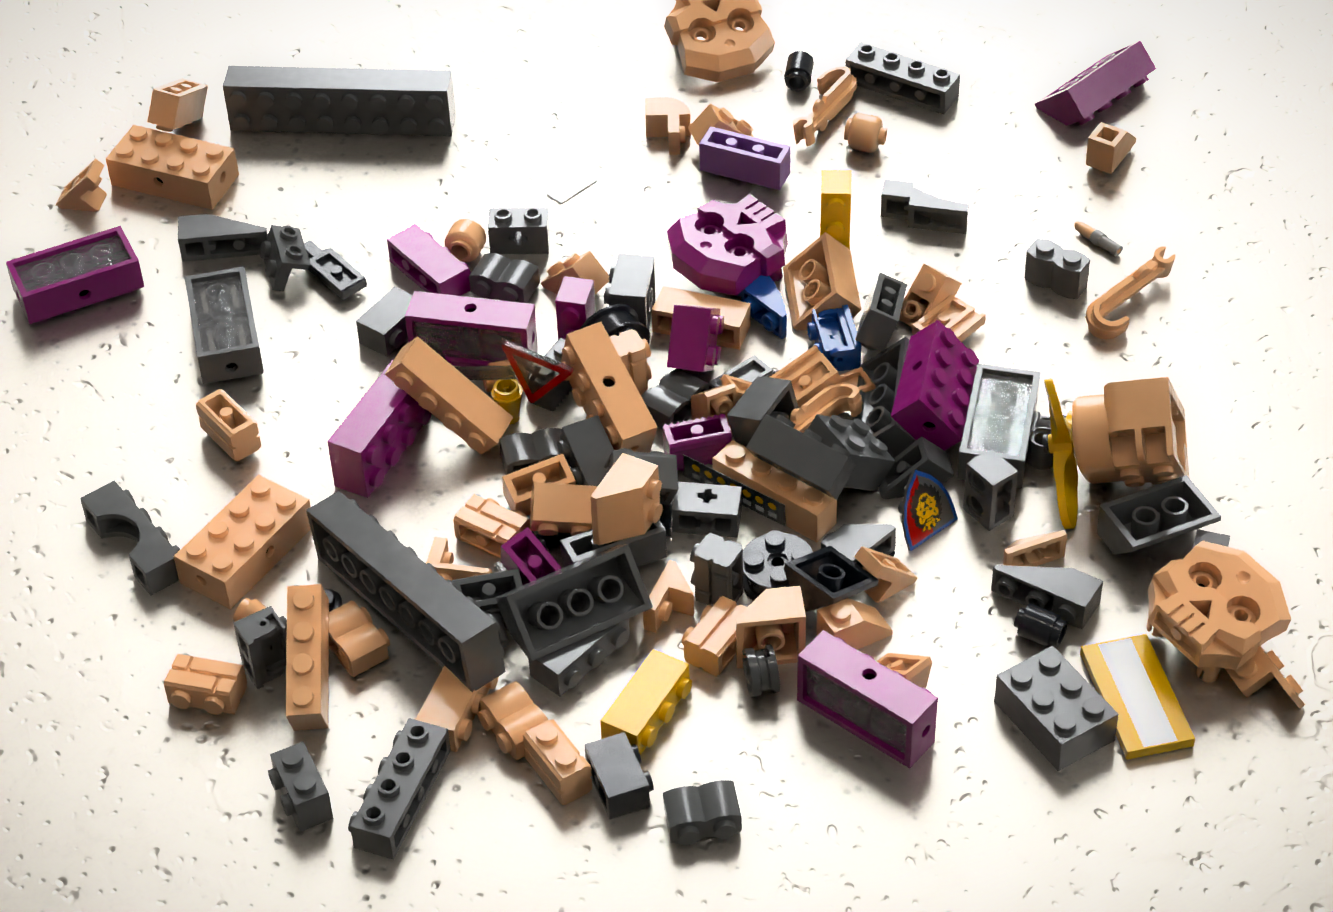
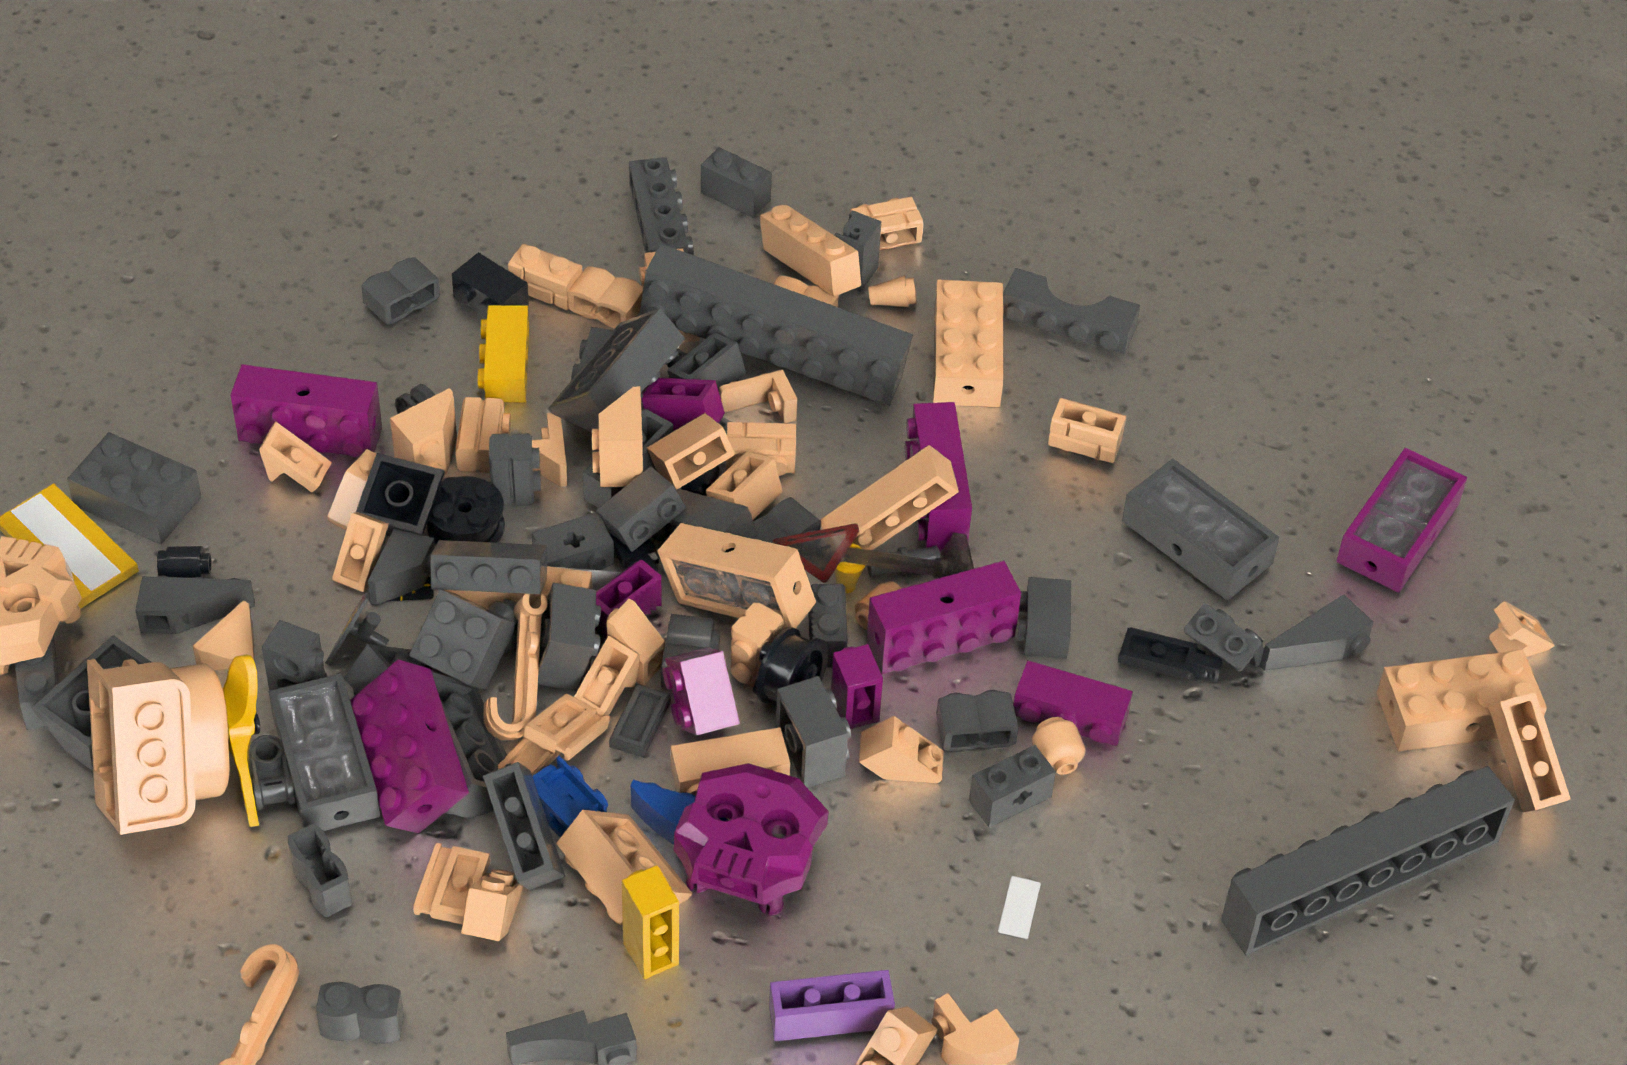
camera: 145 degrees right, 5 degrees up
(1042, 348) = (319, 870): none -> dark grey brick

